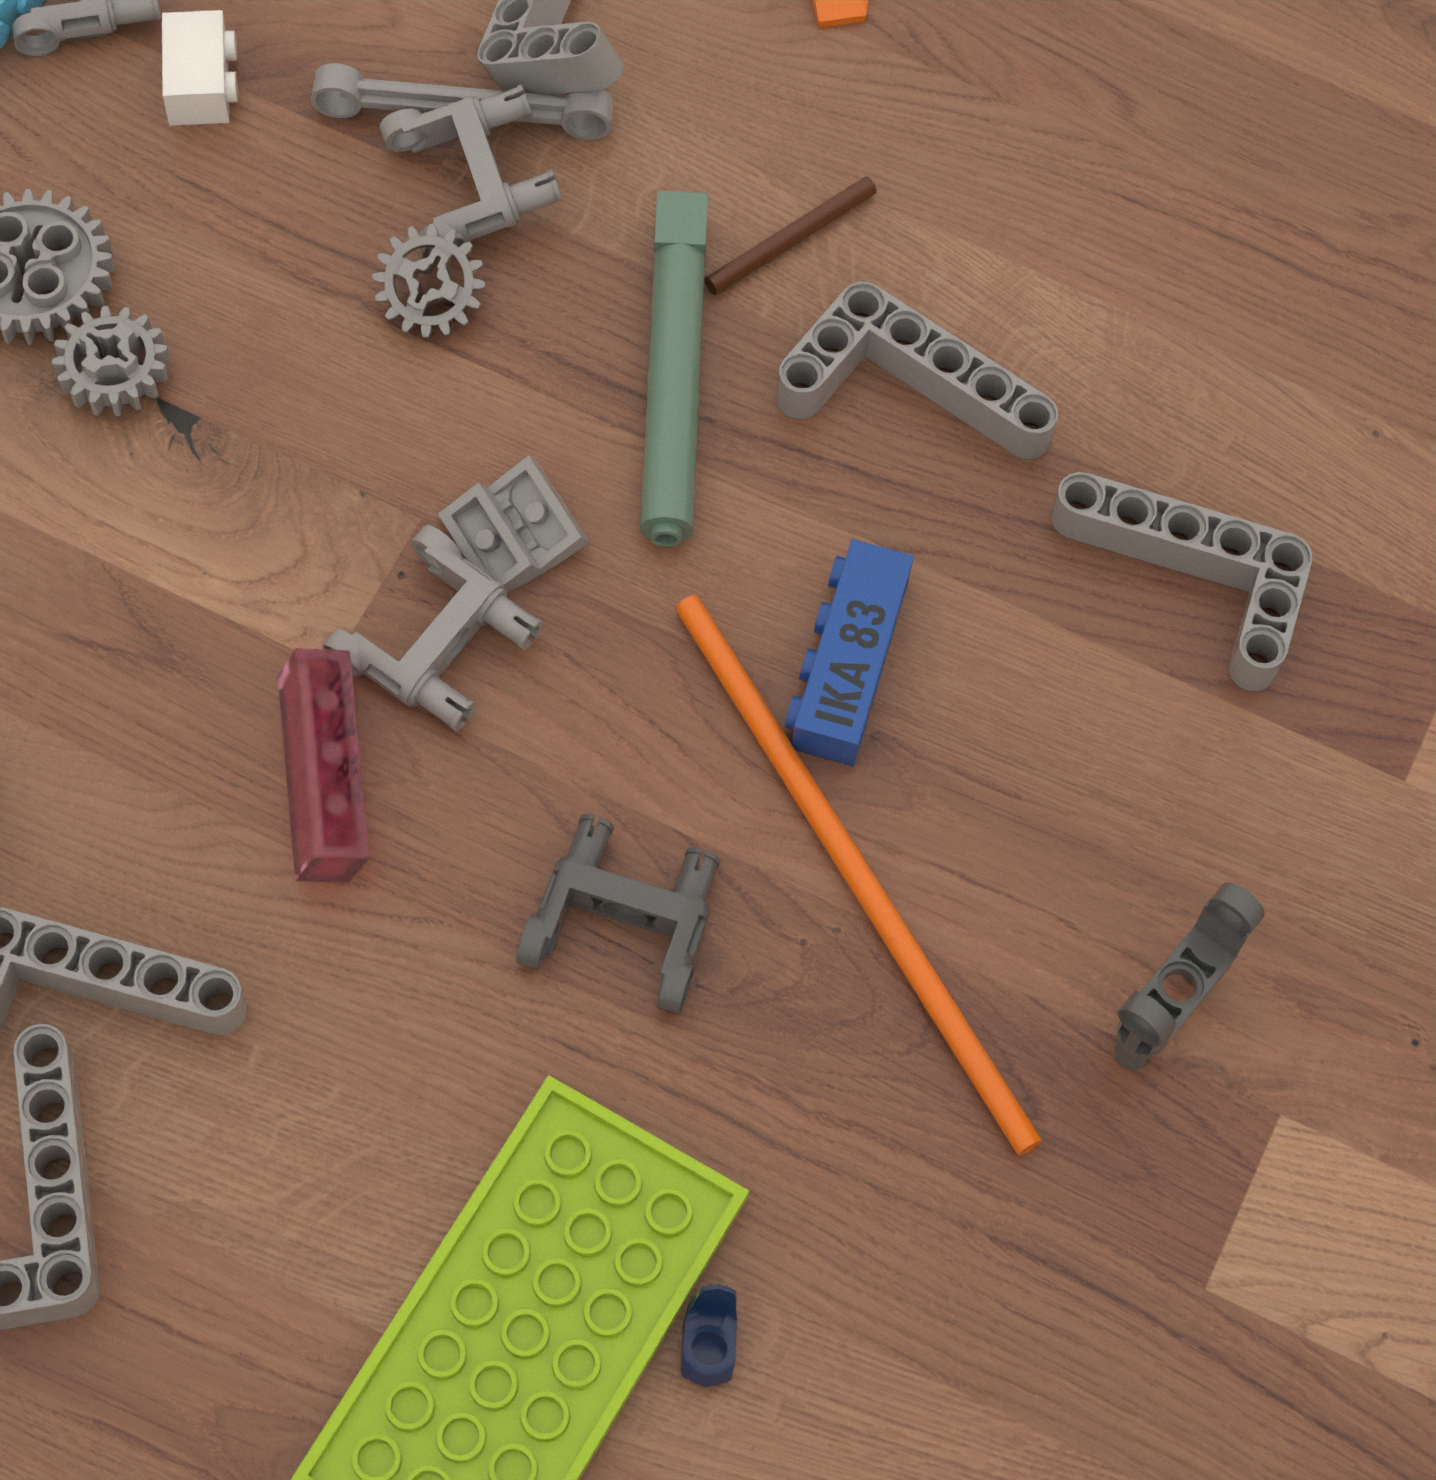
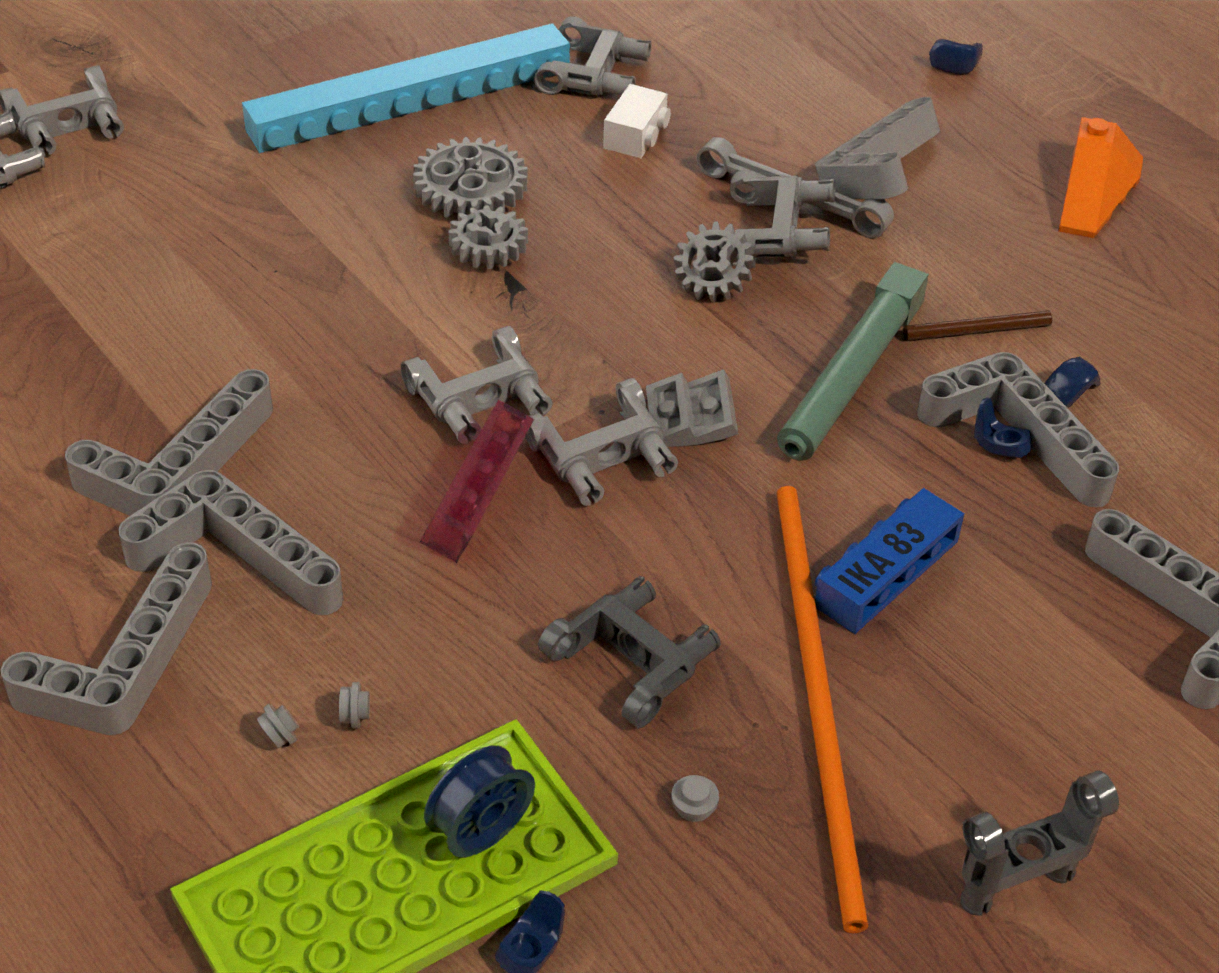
camera: 30 degrees right, 20 degrees down
(217, 650) = (457, 399): none -> light grey connector
(281, 1213) = (278, 725): none -> light grey plate
(352, 1144) = (353, 705): none -> light grey plate
(588, 1221) = (479, 801): none -> dark blue wheel
(790, 1073) = (695, 797): none -> light grey plate
(896, 406) = (998, 437): none -> dark blue hair
(940, 284) = (1072, 380): none -> dark blue hair

